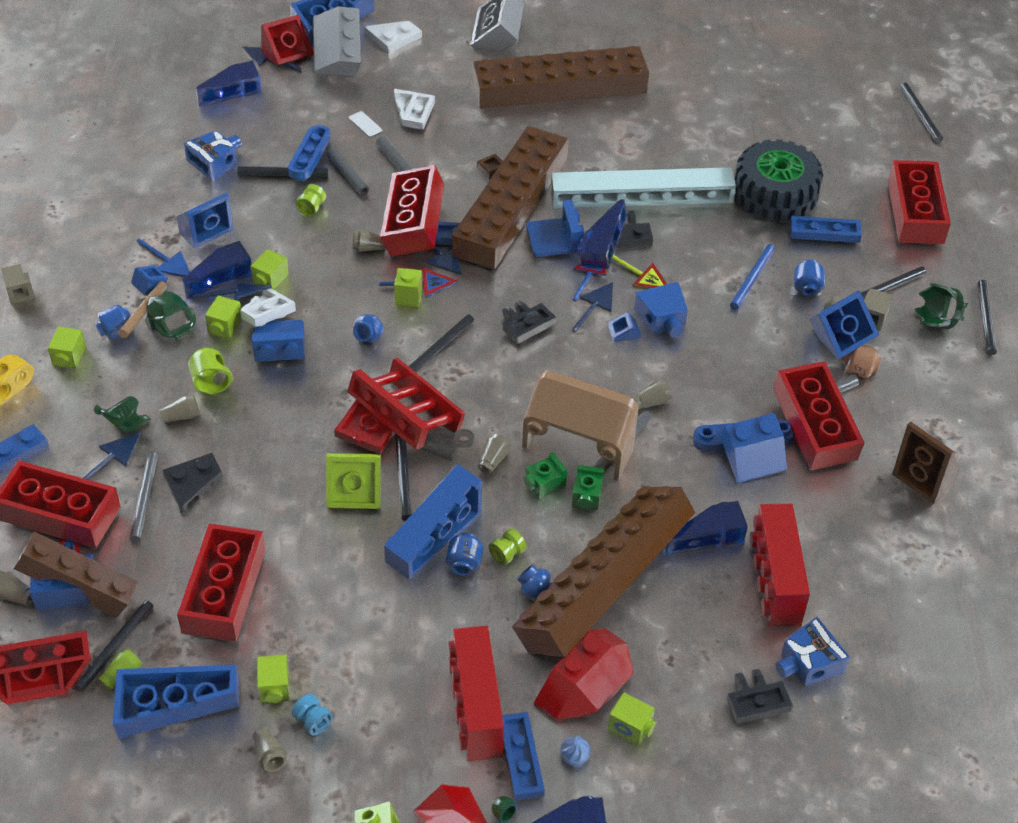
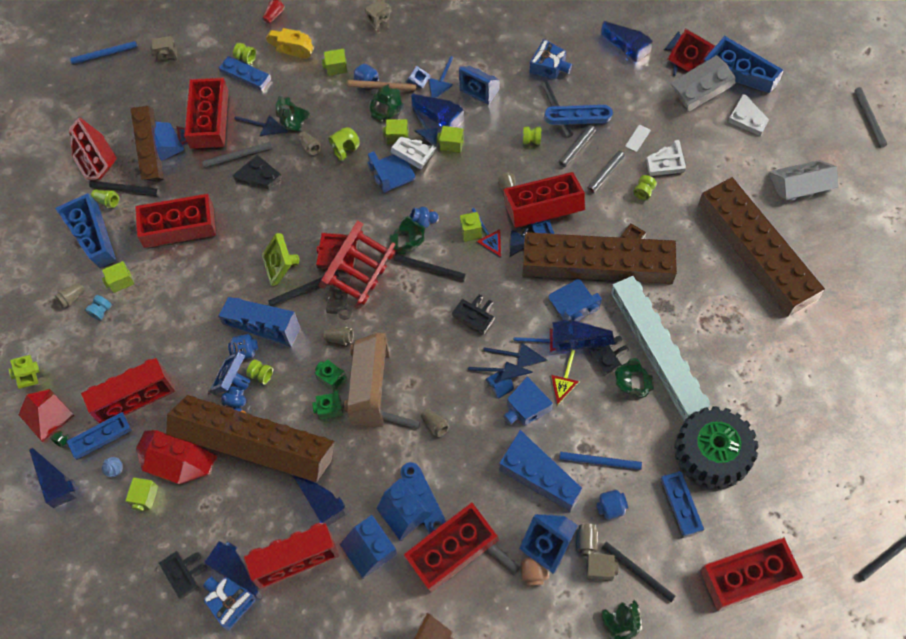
camera: 75 degrees right, 15 degrees up
(388, 344) = (411, 228): none -> dark green helmet
(439, 134) = (645, 186): none -> lime wheel
(500, 575) = (228, 375): none -> blue tile
(617, 310) = (509, 371): none -> dark blue piece
(668, 228) = (624, 382): none -> dark green helmet
(750, 323) = (537, 471): none -> blue wedge
(764, 639) = (231, 565): none -> clear blue slope
(789, 485) = (368, 547): none -> blue slope

